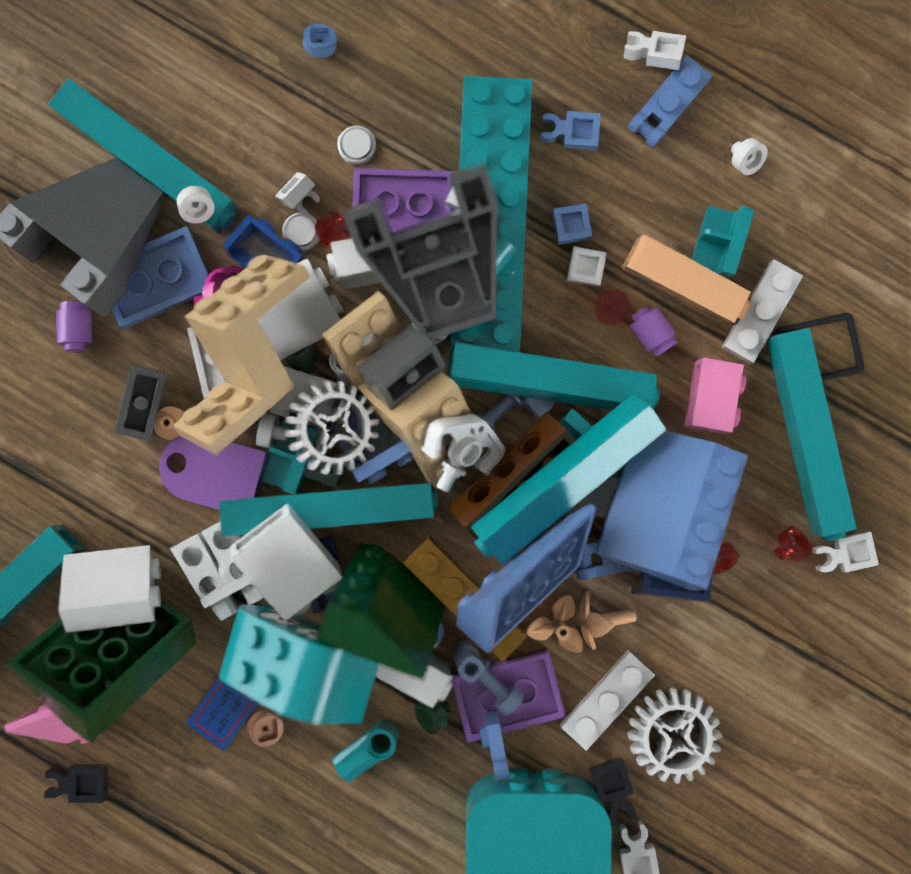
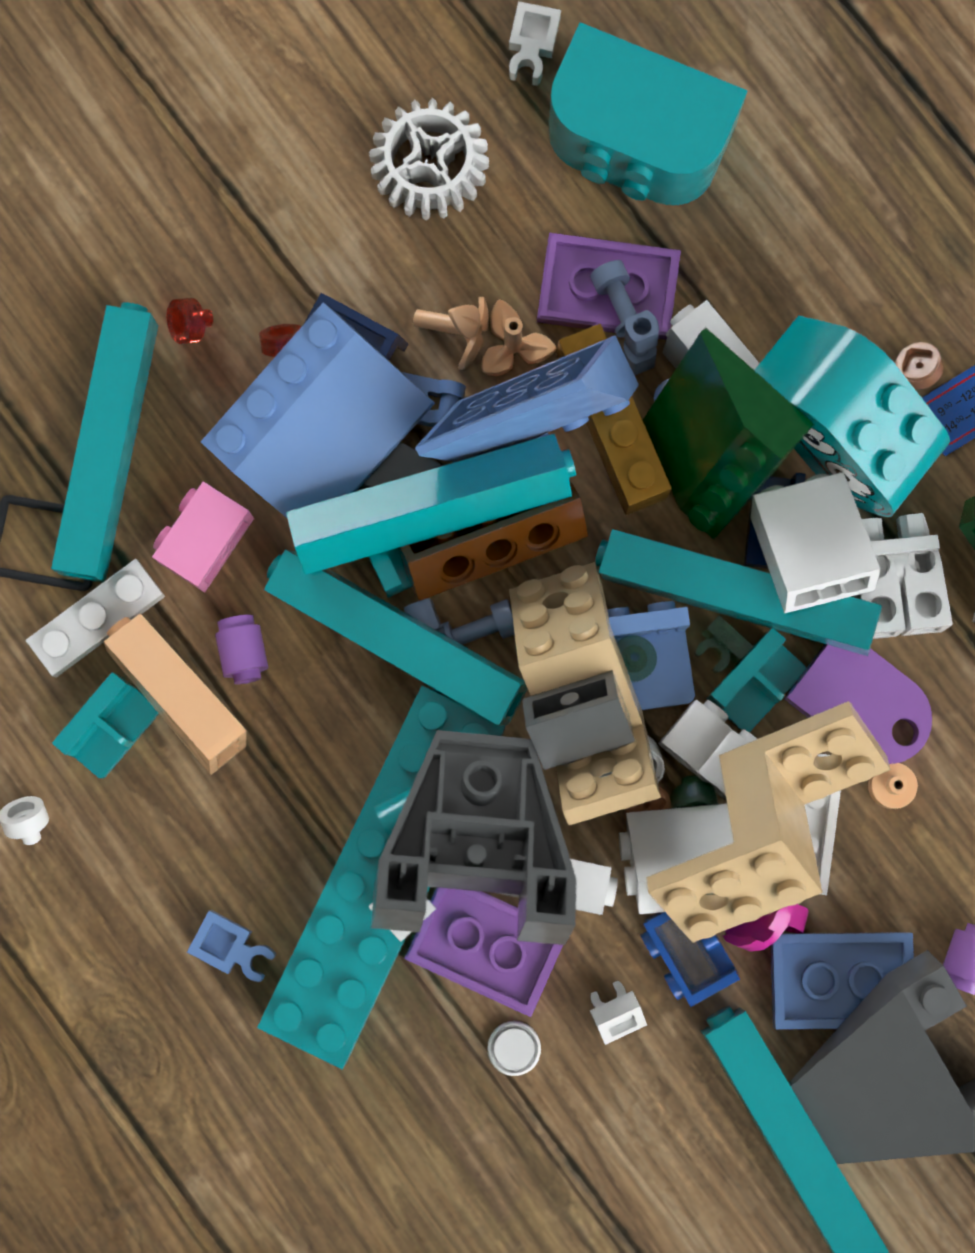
camera: 155 degrees left, 5 degrees down
(140, 401) = (921, 824): dark grey brick -> none
(195, 204) = (754, 1042): white tile -> none
(270, 430) = (770, 720): white tile -> none
(301, 231) = (630, 964): white piece -> none
(319, 40) = (506, 1206): medium blue tile -> none
(325, 441) = (705, 674): white gear -> none
(332, 228) = (589, 946): clear red tile -> none
(365, 751) = (808, 289): teal piece -> none
(433, 718) = (714, 291): clear green tile -> none
(469, 437) = (540, 590): white piece -> none
(492, 738) = (649, 241): medium blue plate -> none
(572, 224) = (283, 826): medium blue plate -> none
(586, 266) = (288, 766): white tile -> none
(606, 312) = (287, 709): clear red tile -> none
(606, 700) = (491, 232): white plate -> none
(613, 786) = (527, 130): black plate -> none
(661, 49) = (72, 1004): white plate -> none
(670, 101) = (88, 934): medium blue plate -> none
(851, 553) = (123, 281): white plate -> none

